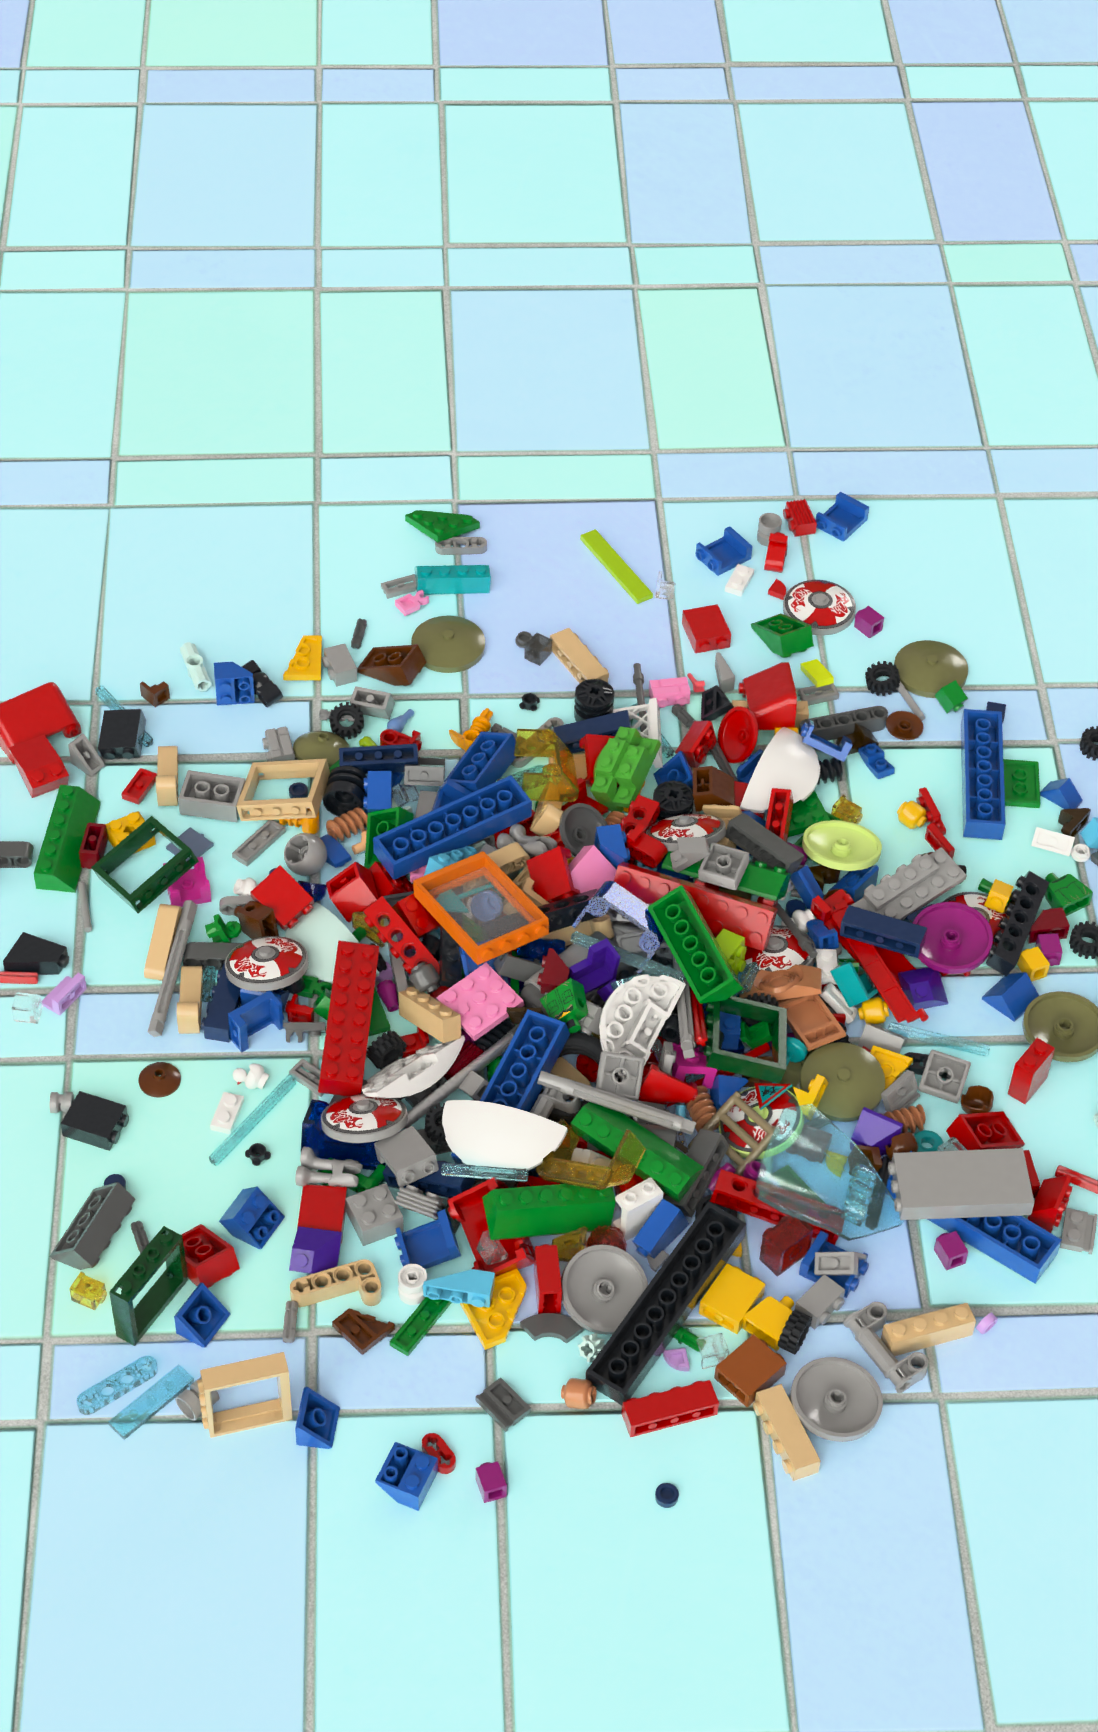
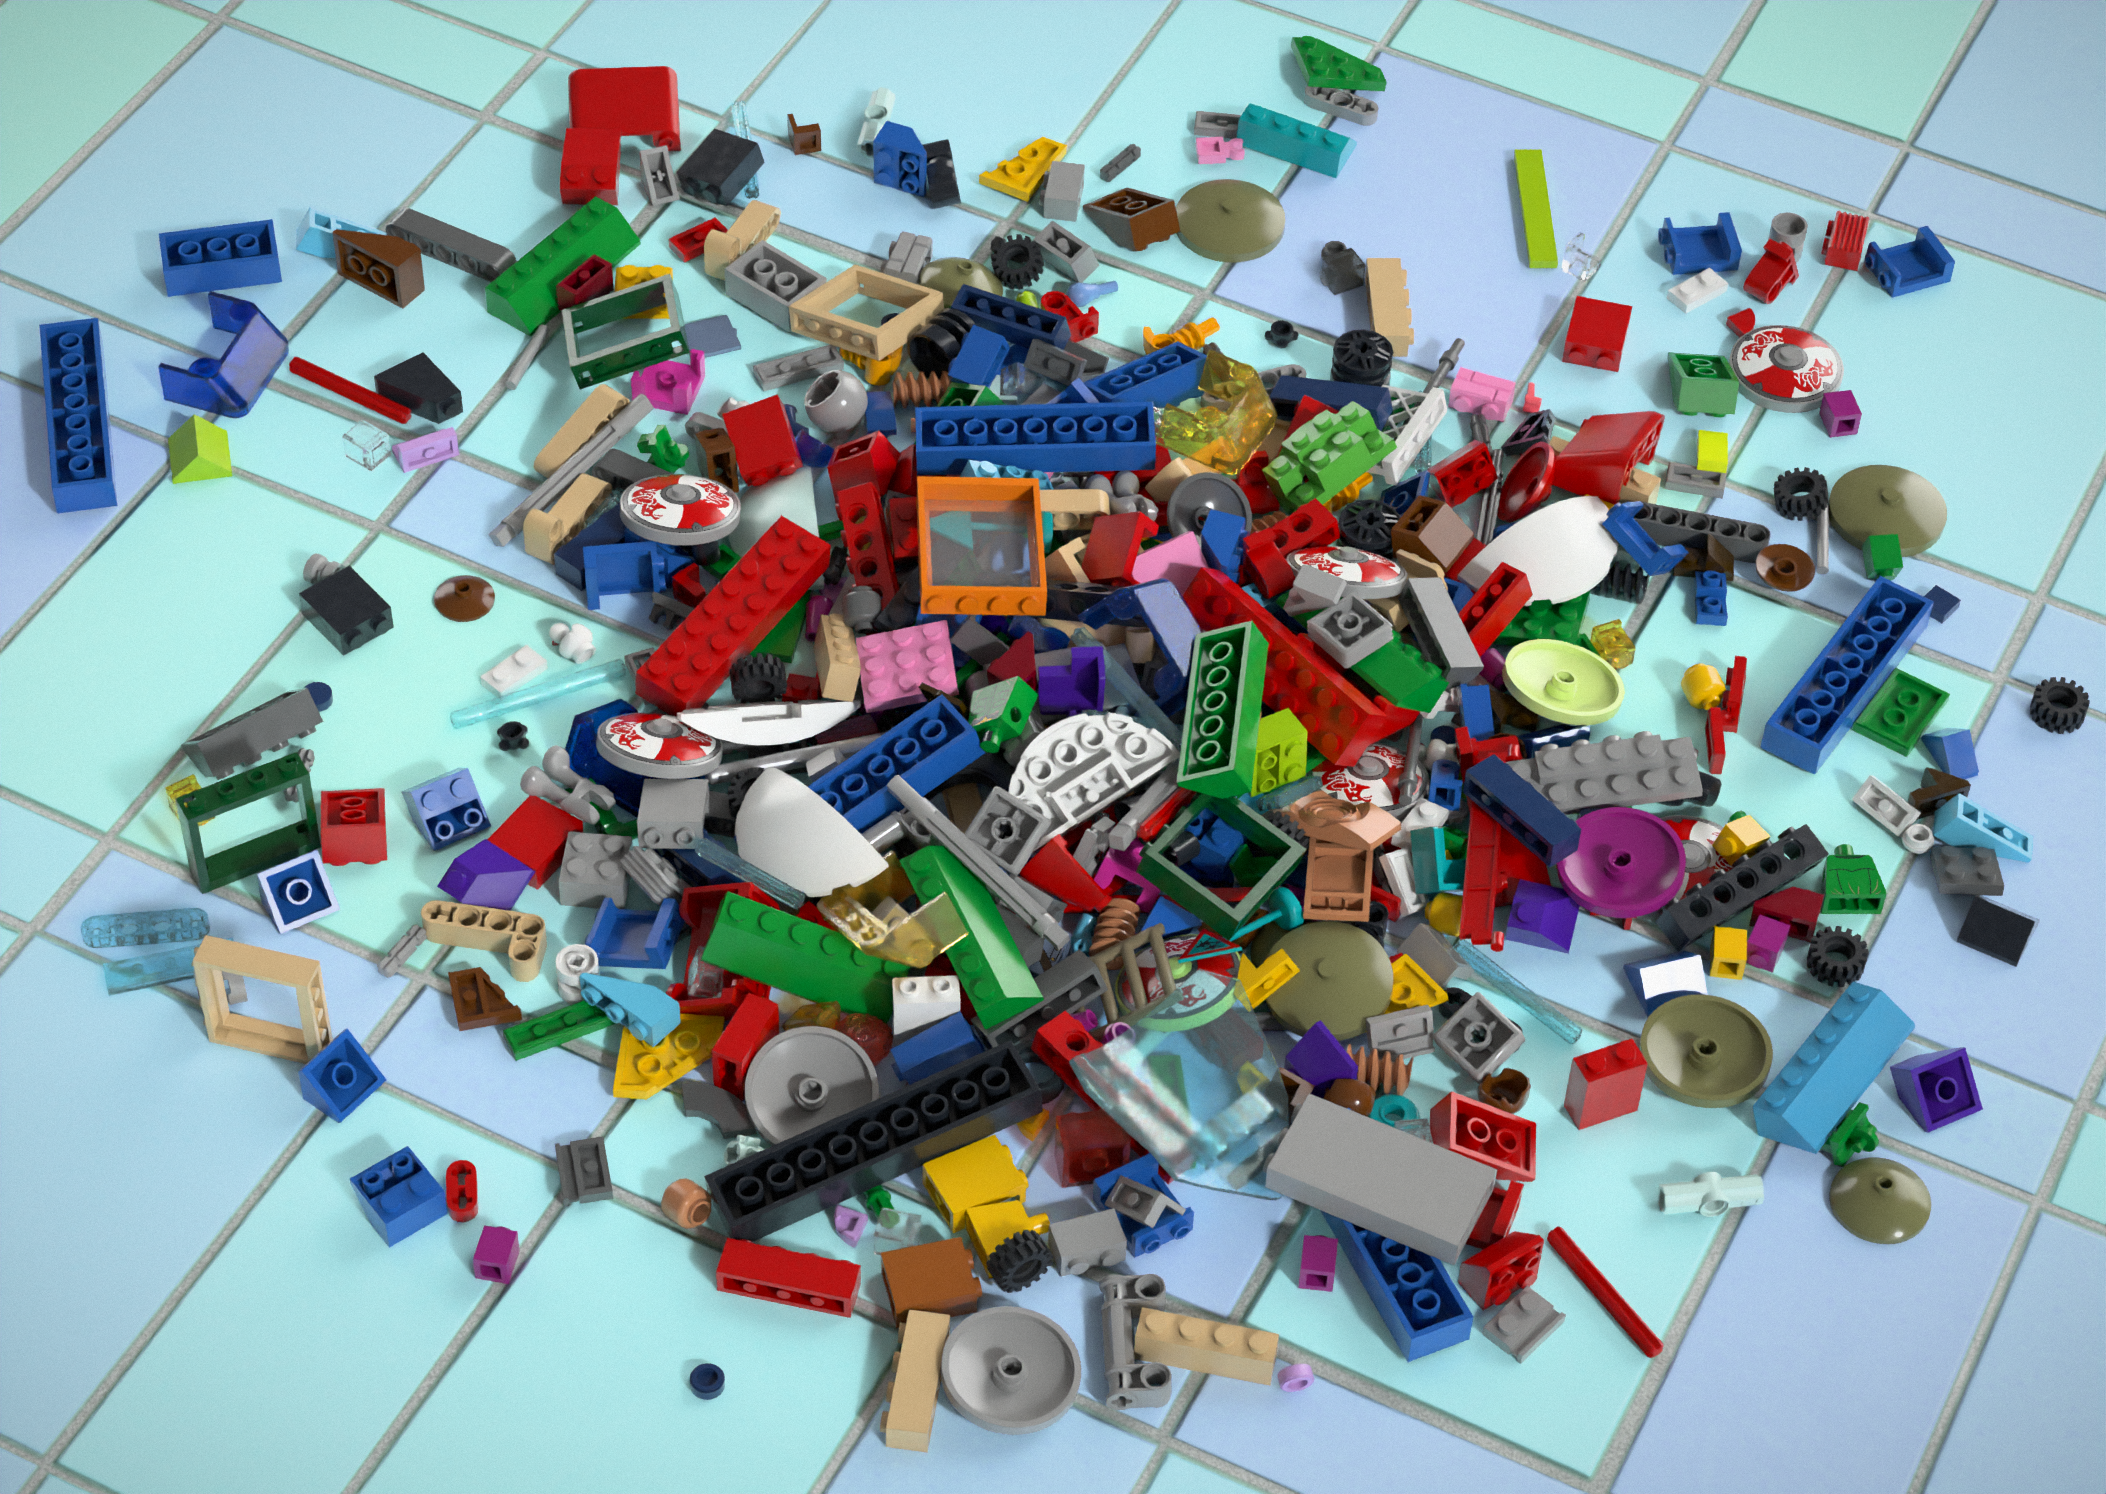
camera: 30 degrees right, 0 degrees up
(725, 676) = (1574, 404): light grey slope -> none

